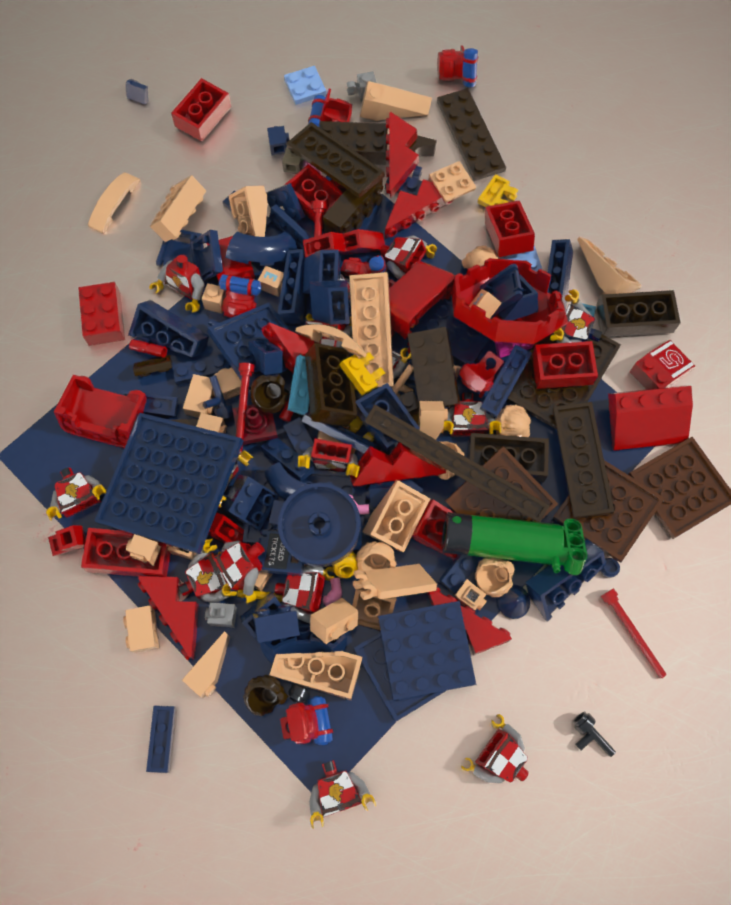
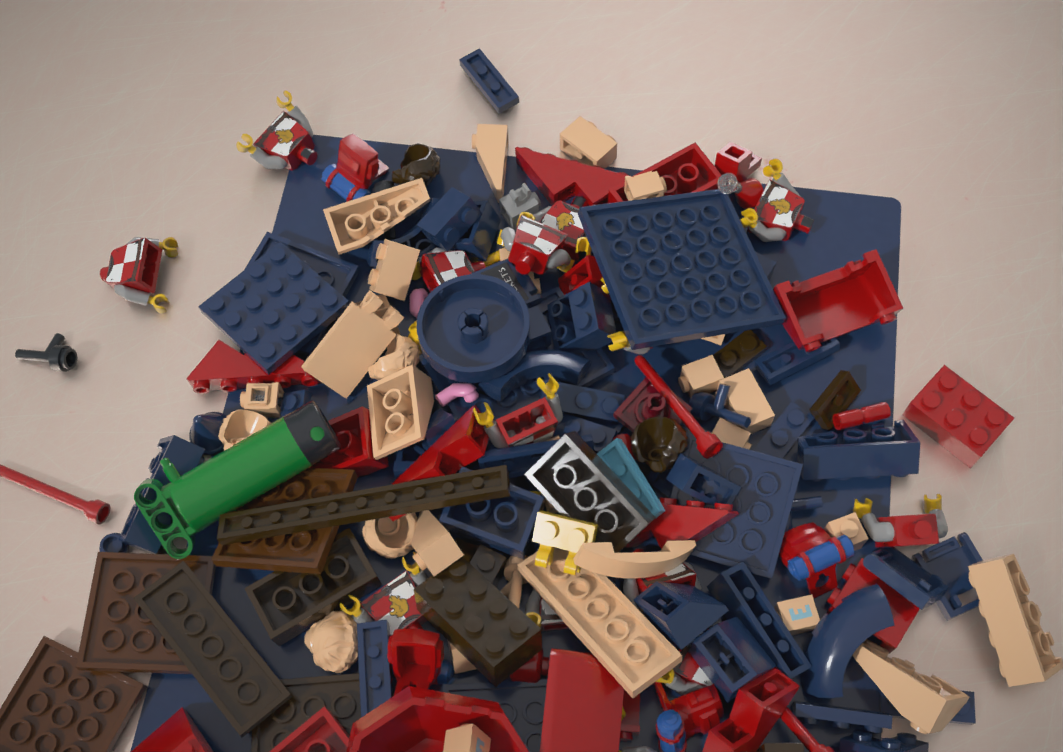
camera: 150 degrees right, 5 degrees down
(82, 517) = (746, 192): none -> red piece

